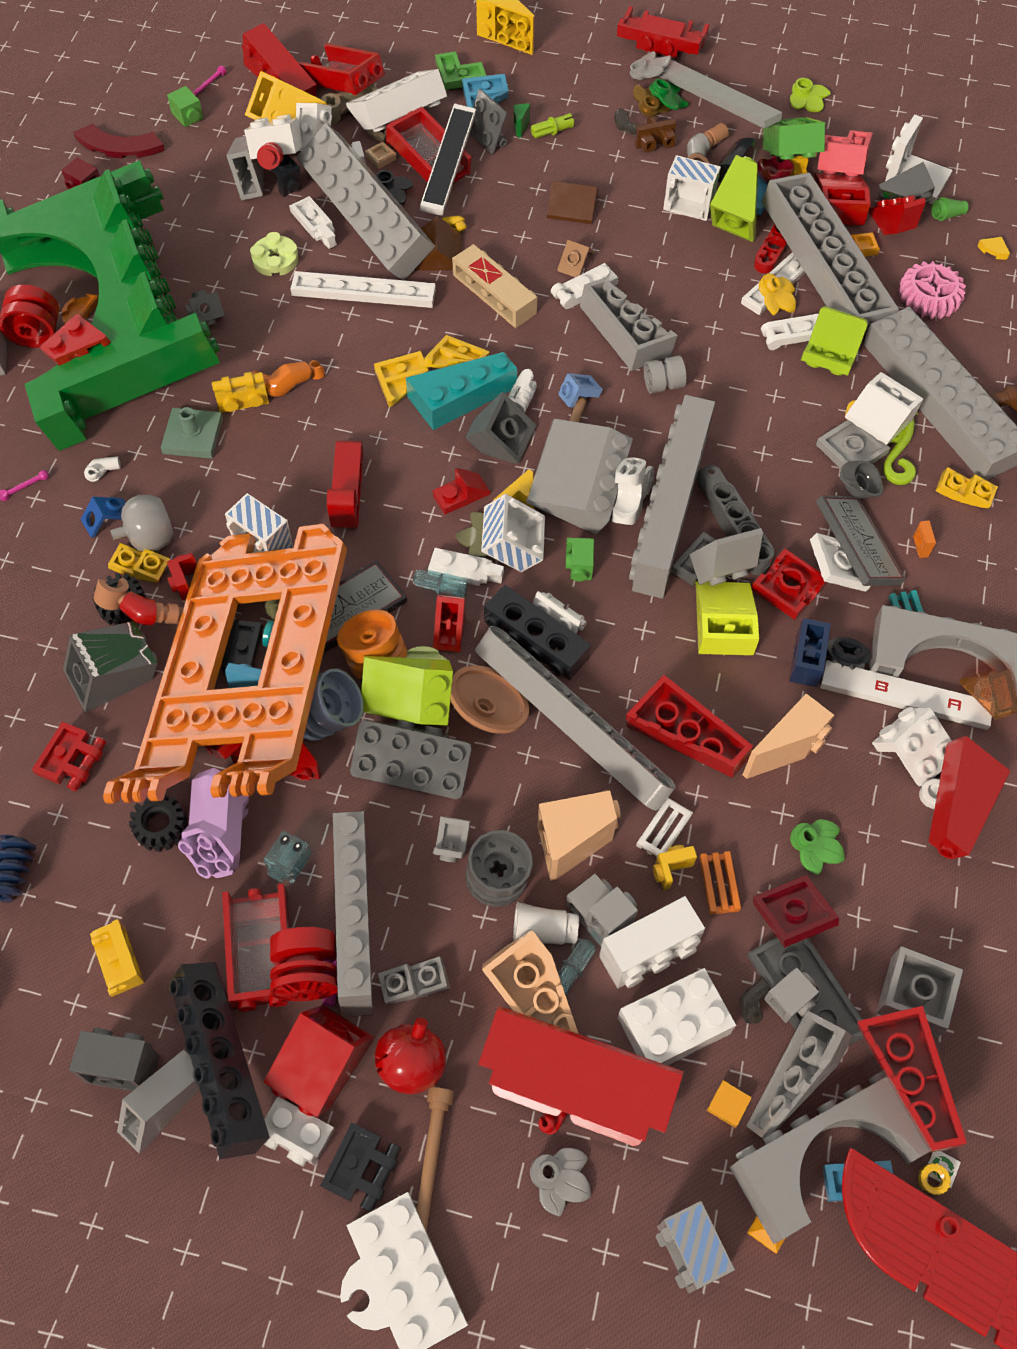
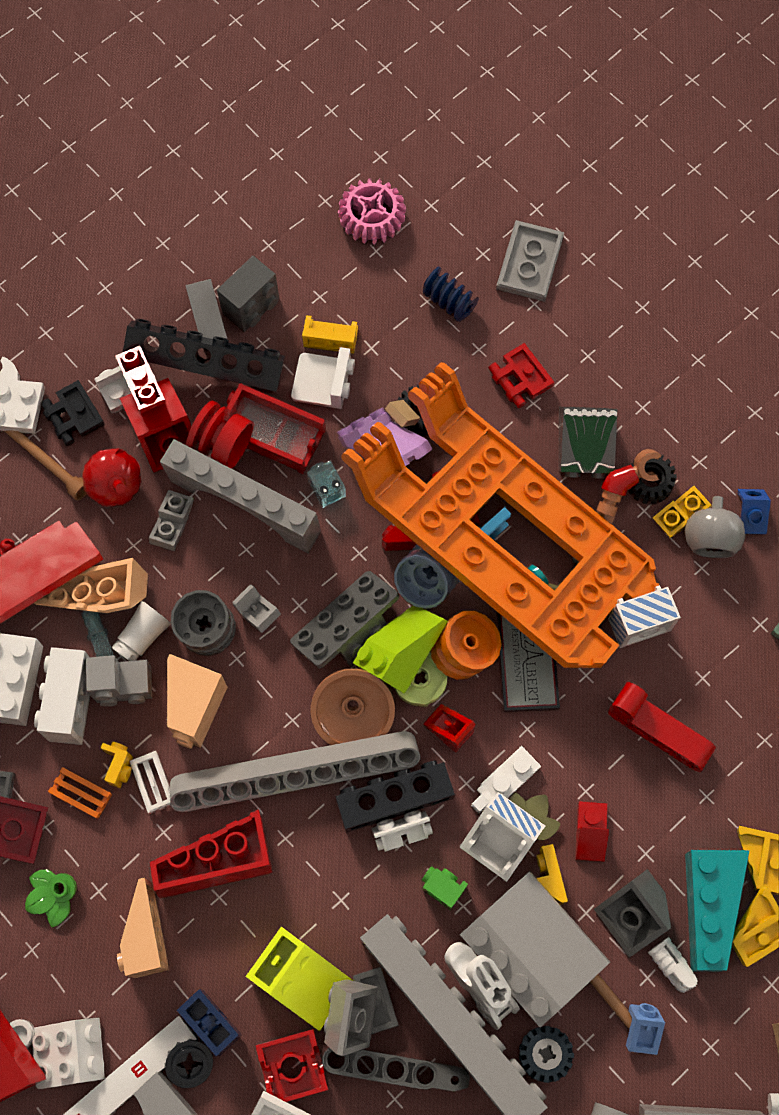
camera: 125 degrees right, 10 degrees up
(173, 929) = (323, 379): none -> white bracket
(175, 820) = (402, 413): none -> tan tile
(179, 568) = (641, 532): red bracket -> none
(242, 643) = (539, 549): black plate -> none
(291, 1083) = (140, 379): none -> slope
(440, 583) = (500, 748): clear light blue axle -> none
(642, 444) = (535, 1051): none -> black wheel

